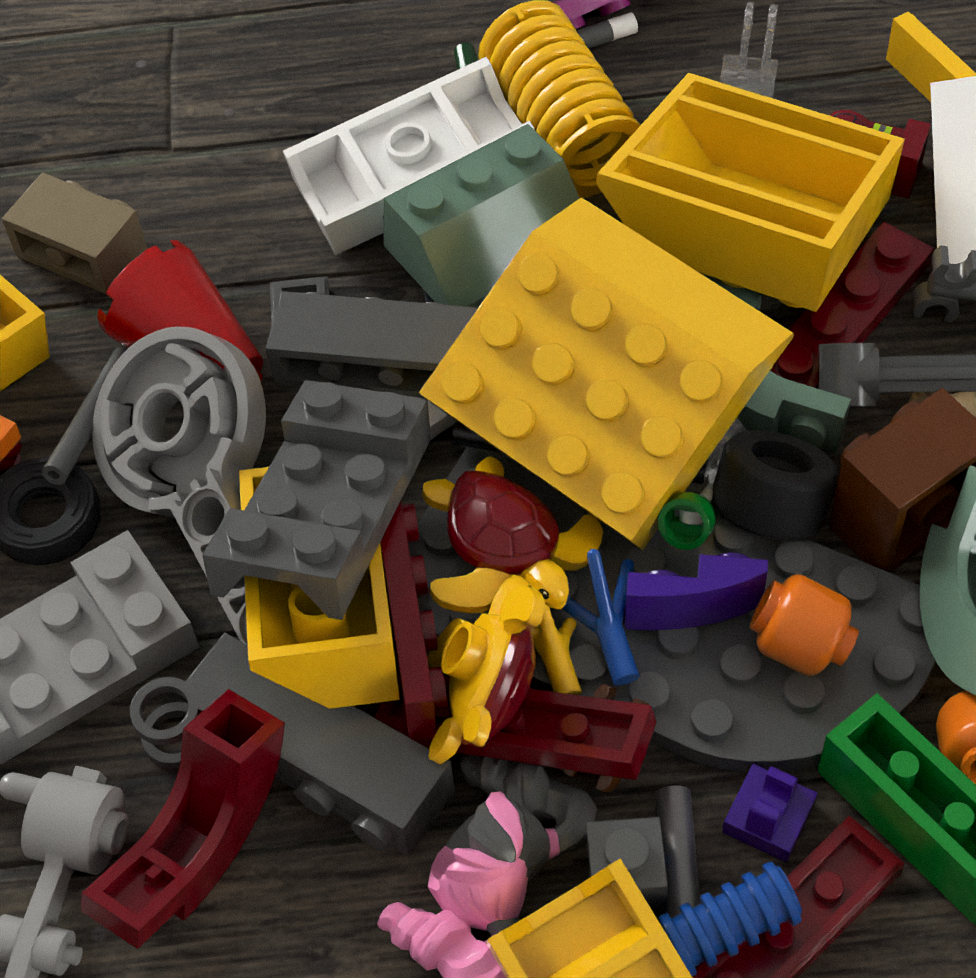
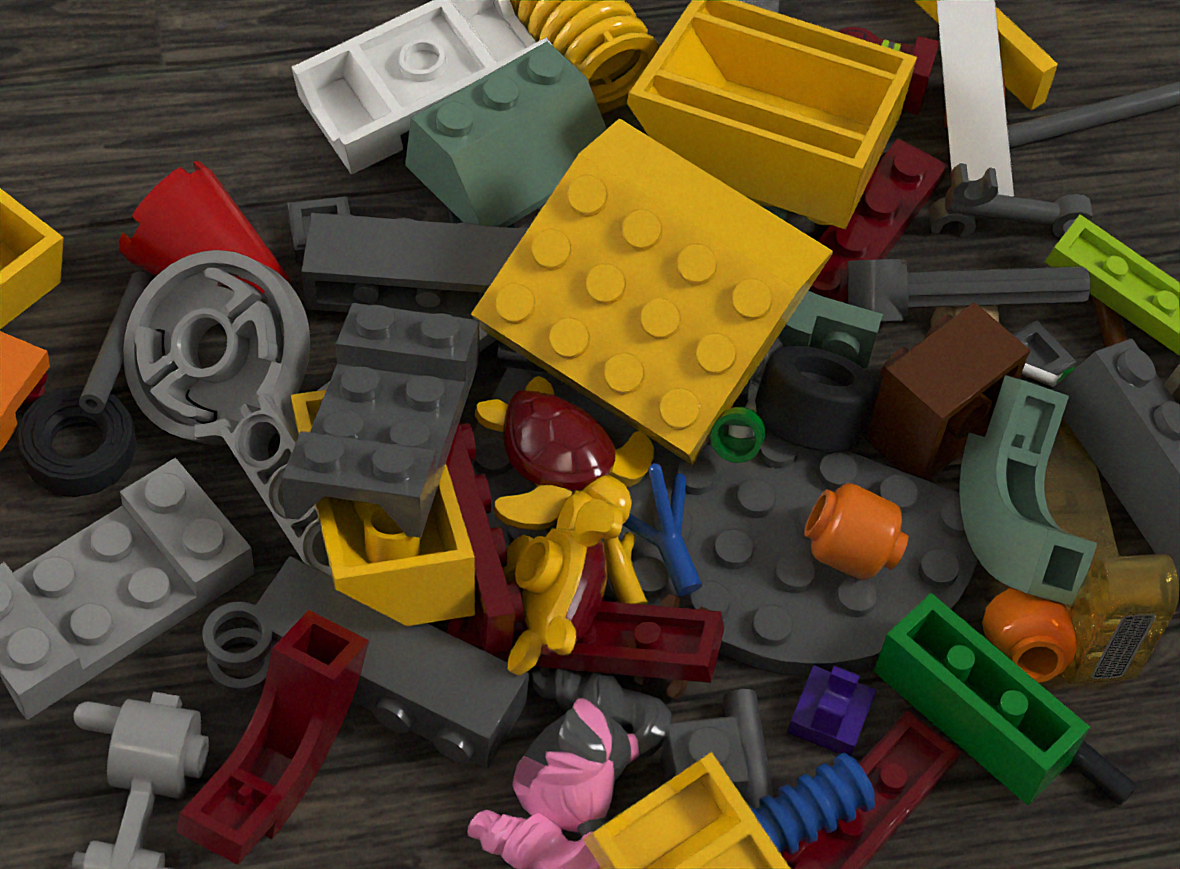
camera: 15 degrees left, 0 degrees up
(74, 232) = (76, 152): dark tan brick -> none
(723, 590) = (774, 501): dark purple slope -> none

